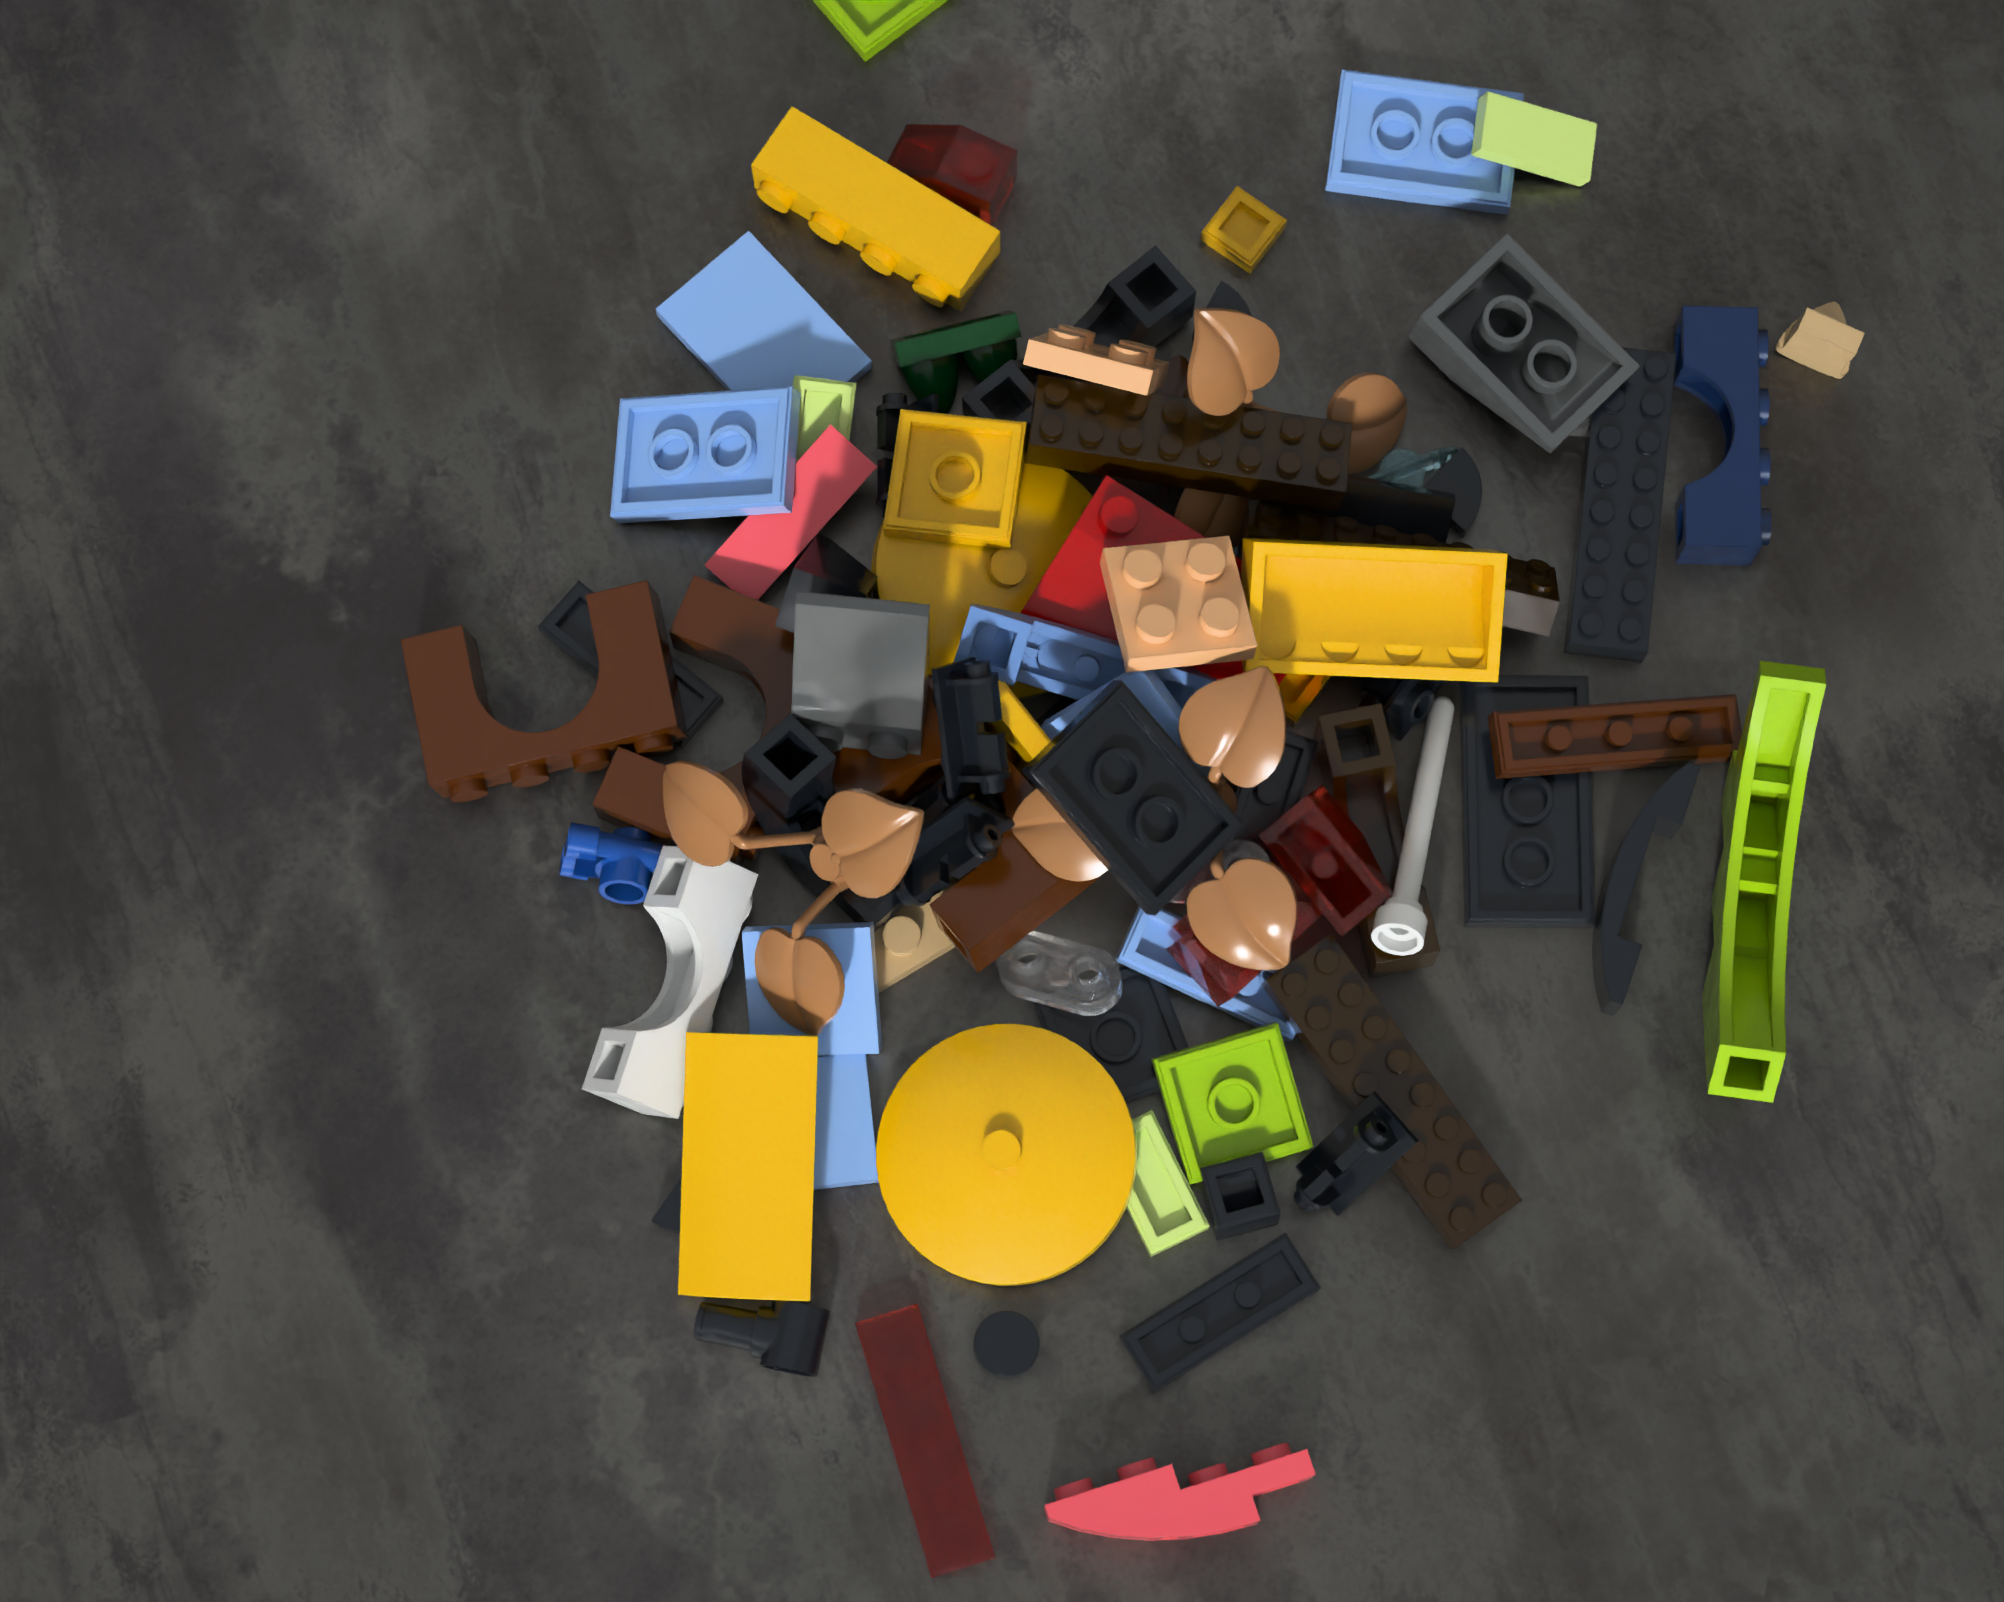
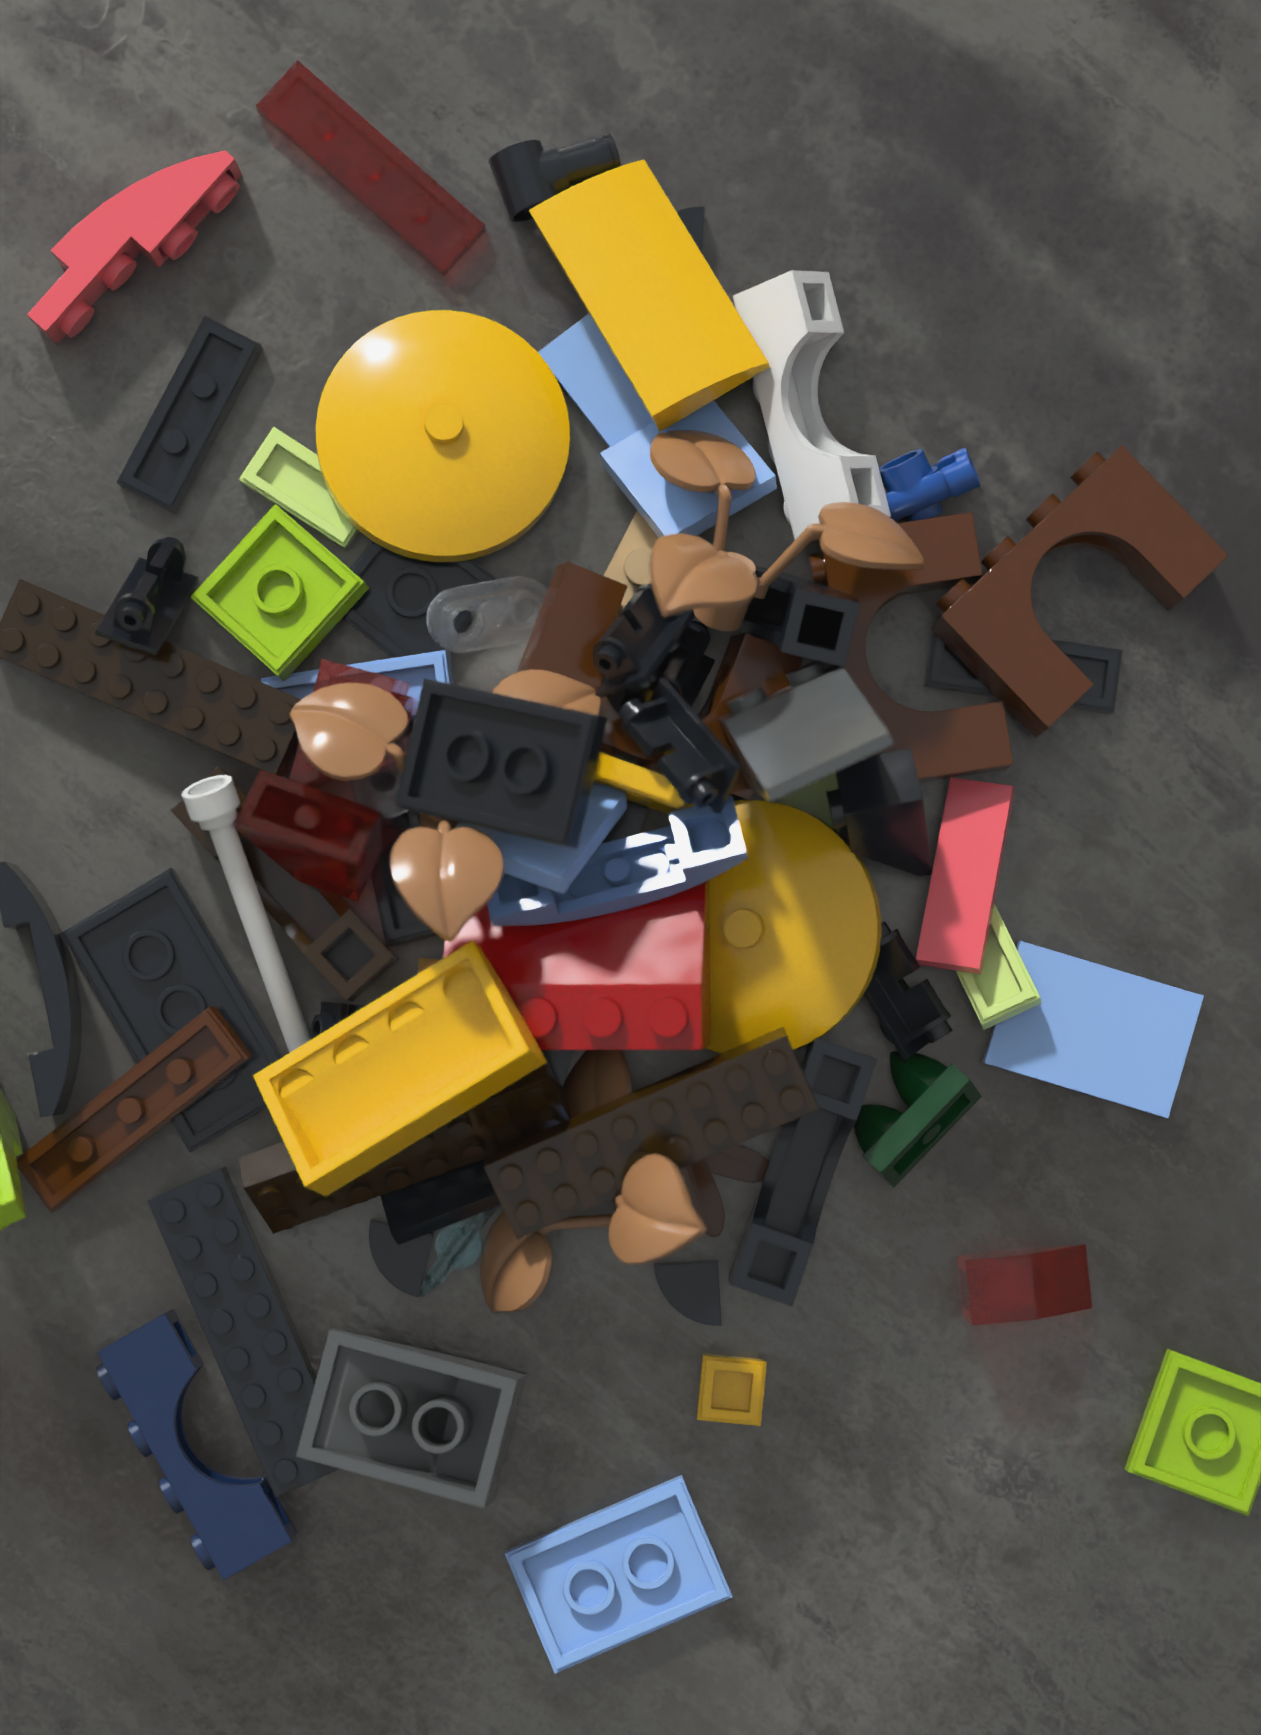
camera: 145 degrees right, 10 degrees up
(706, 455) = (1073, 884): light blue tile -> none
(875, 210) = (1068, 1204): yellow brick -> none
(955, 479) = (836, 977): yellow tile -> none
(1006, 1344) = (350, 284): black tile -> none
(1075, 354) = (775, 1157): light nougat plate -> none
(1178, 604) = (564, 959): light nougat plate -> none
(1240, 1196) = (228, 517): black slope -> none
(1534, 139) = (518, 1630): yellowish green tile -> none
(1821, 340) = (155, 1595): tan tile -> none

